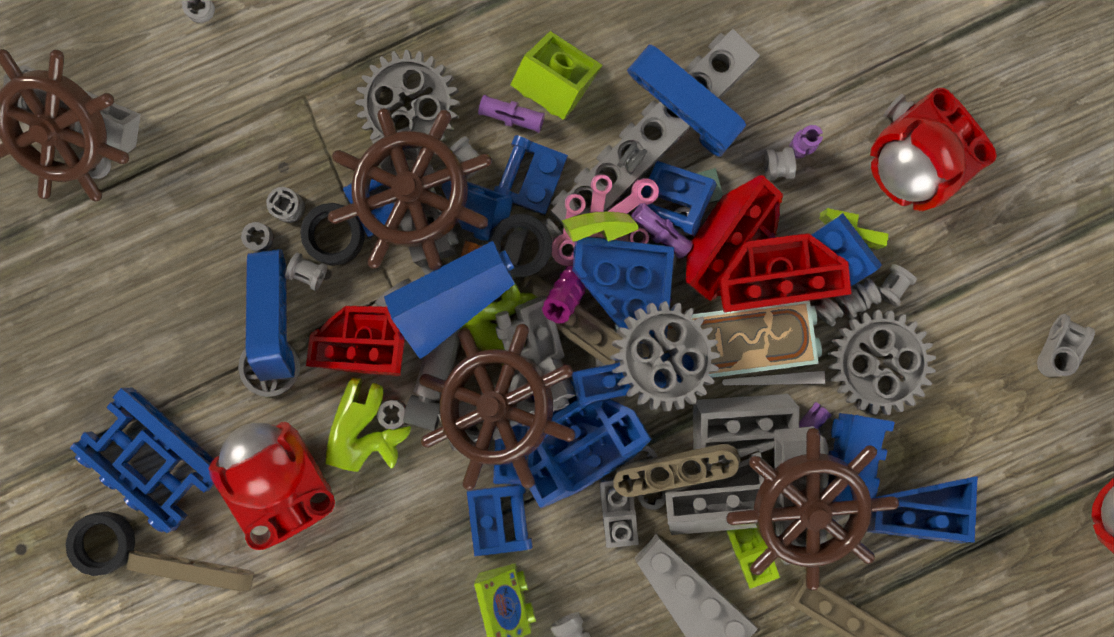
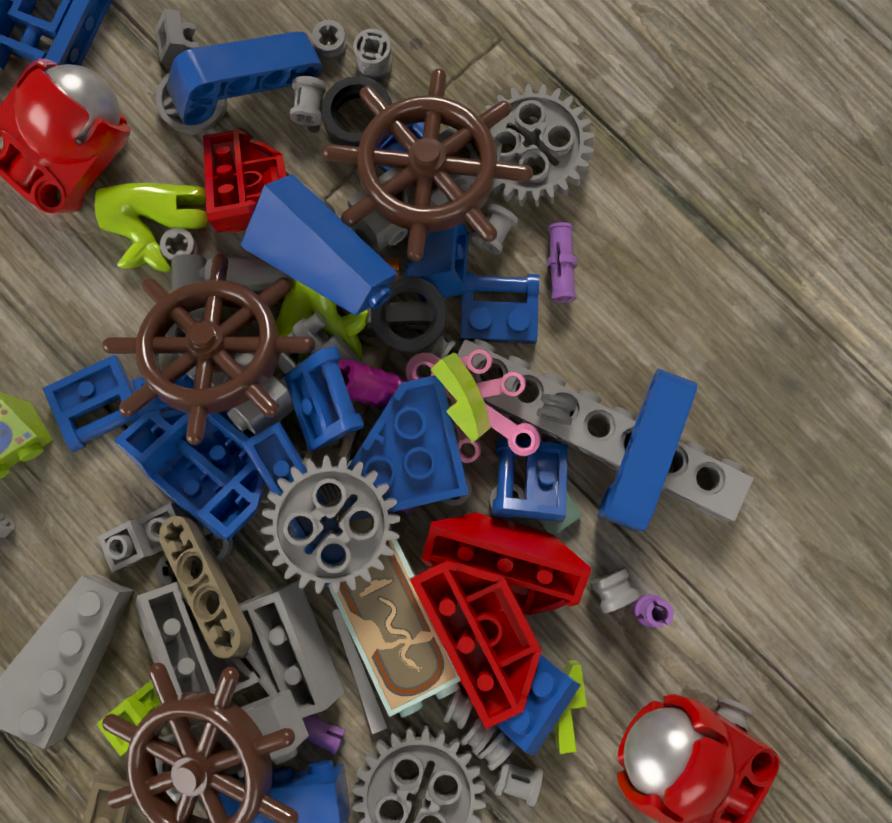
camera: 70 degrees right, 5 degrees down
(210, 365) = (171, 34): none -> light grey tile
(555, 75) = (624, 295): lime slope -> none
(568, 341) = (313, 401): none -> blue plate
(661, 230) = (485, 474): medium lavender pin -> none

